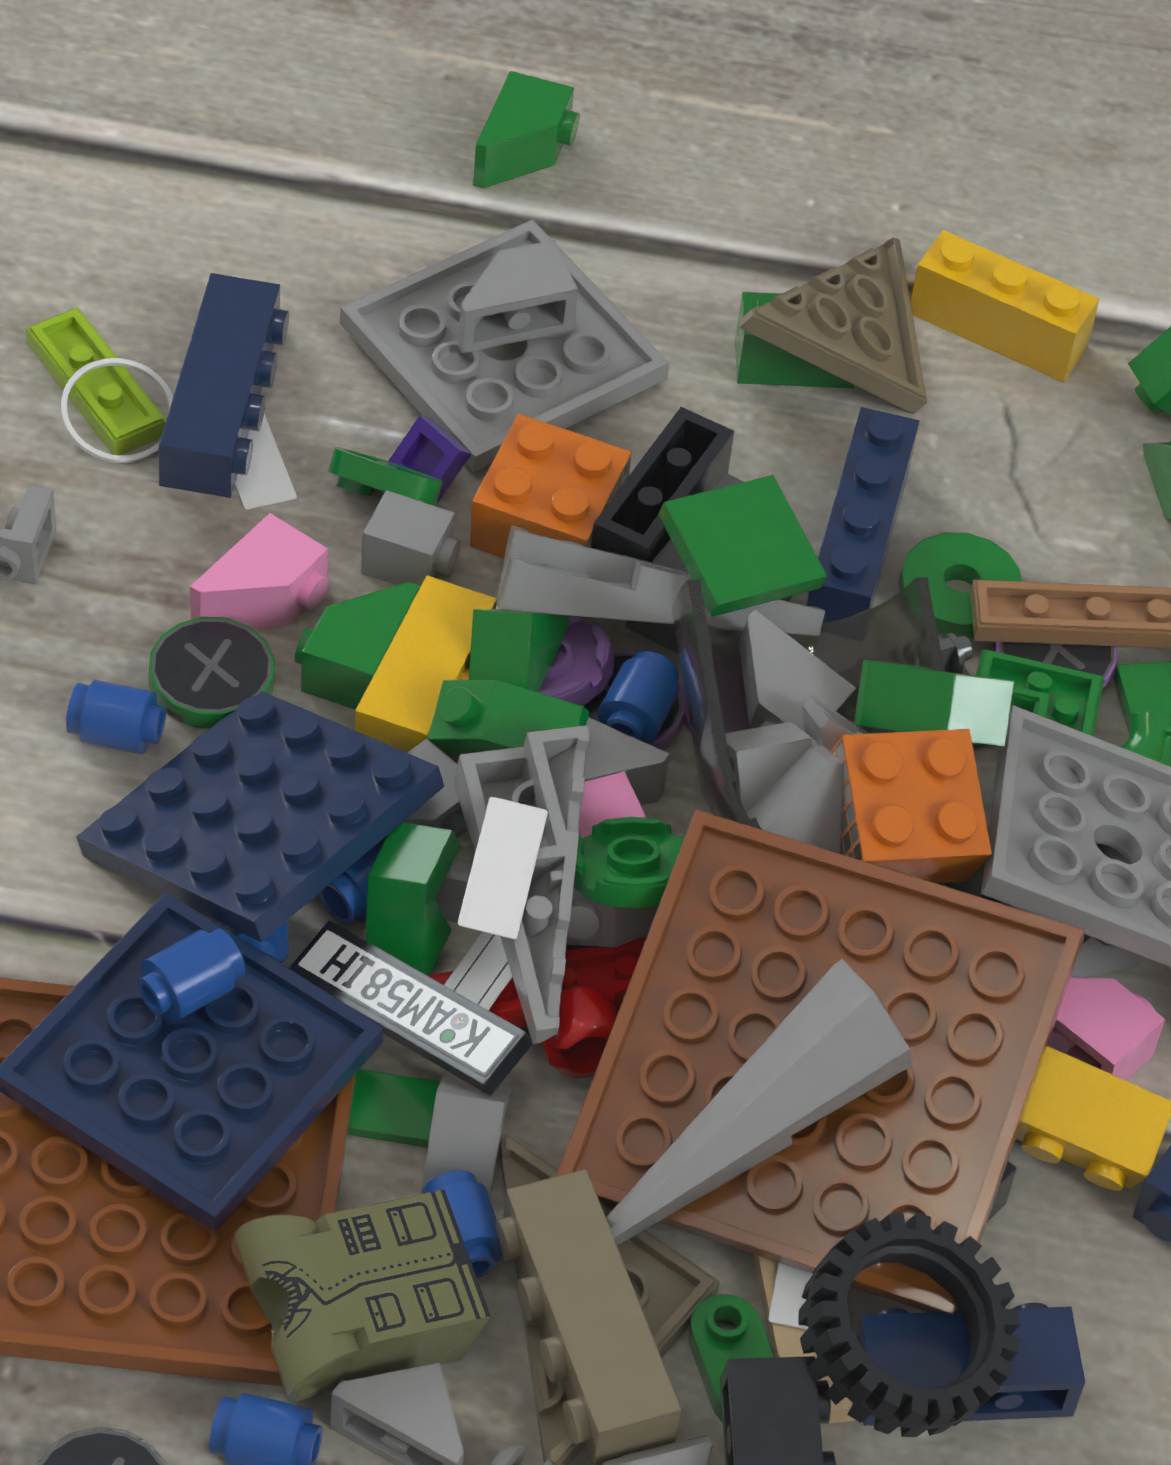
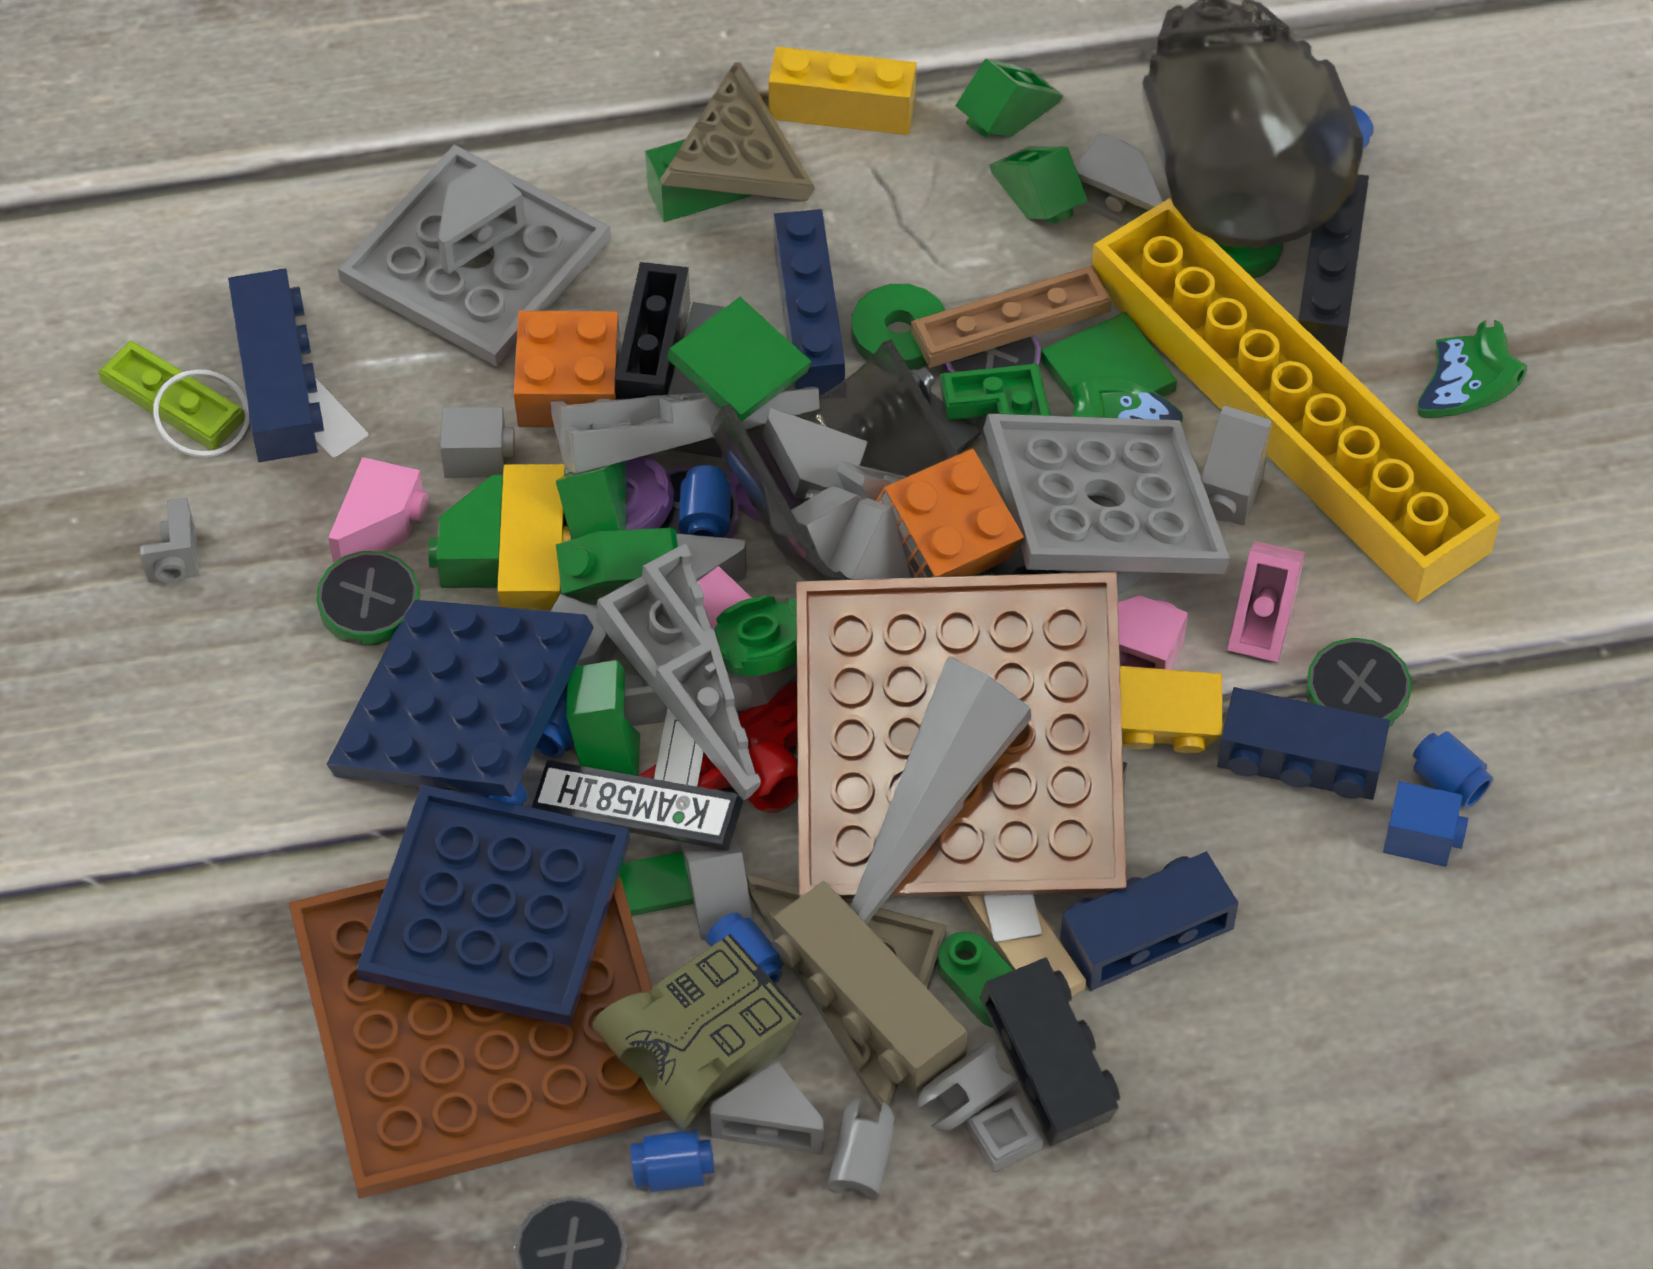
camera: 15 degrees left, 5 degrees up
(115, 716) = (313, 659): blue brick -> none
(191, 973) = (473, 841): blue brick -> none
(364, 472) = (414, 397): green plate -> none
(432, 452) = (459, 369): dark purple plate -> none
(502, 868) = (669, 676): white sticker -> none
(524, 129) = (415, 70): green slope -> none
(932, 700) = (932, 434): green slope -> none
(956, 1271) = (1139, 869): black tyre -> none

